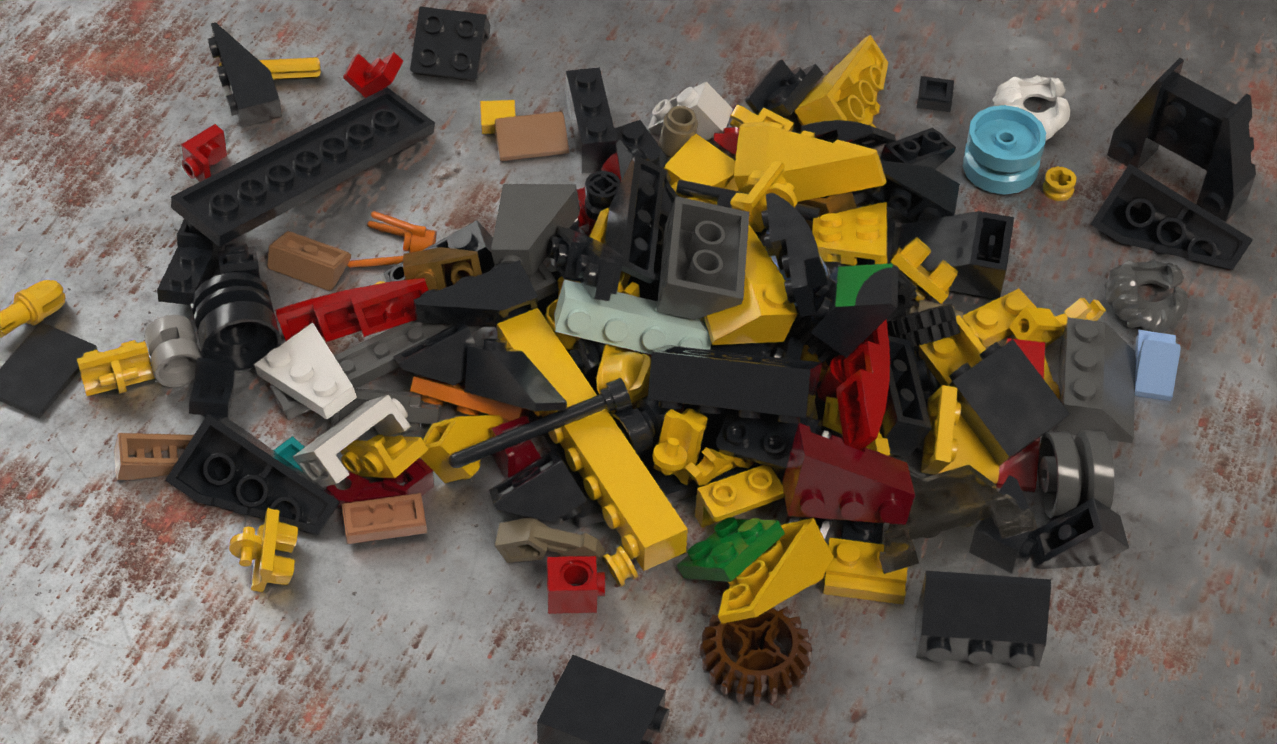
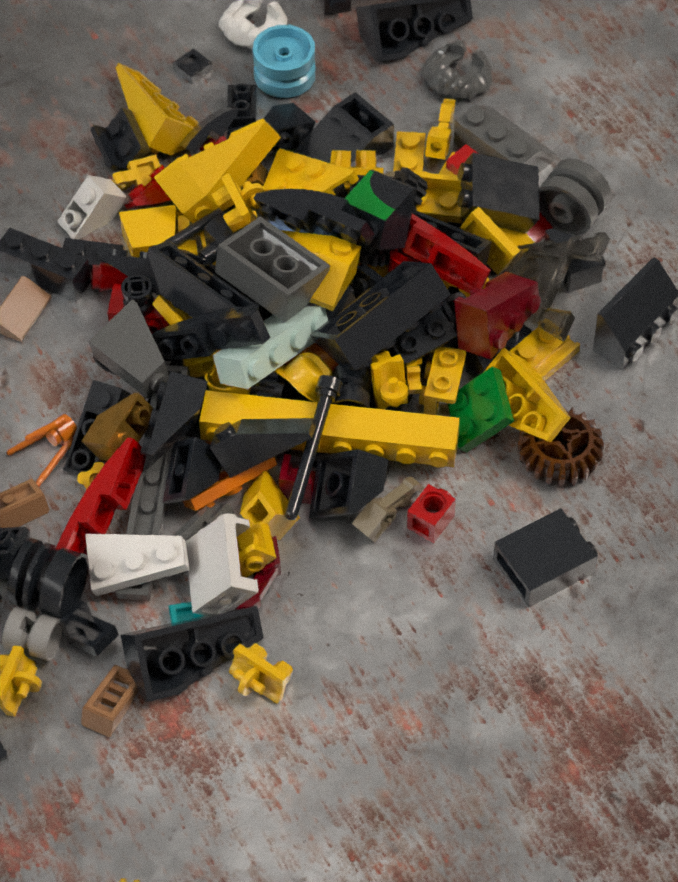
camera: 50 degrees left, 5 degrees up
(384, 518) = (286, 589): nougat plate -> none
(620, 566) = (438, 477): yellow bush -> none
(677, 129) = (105, 221): dark tan brick -> none
(1057, 176) = (329, 54): yellow bush -> none
(1080, 537) = (618, 222): black slope -> none
(1156, 365) = (513, 103): light blue slope -> none

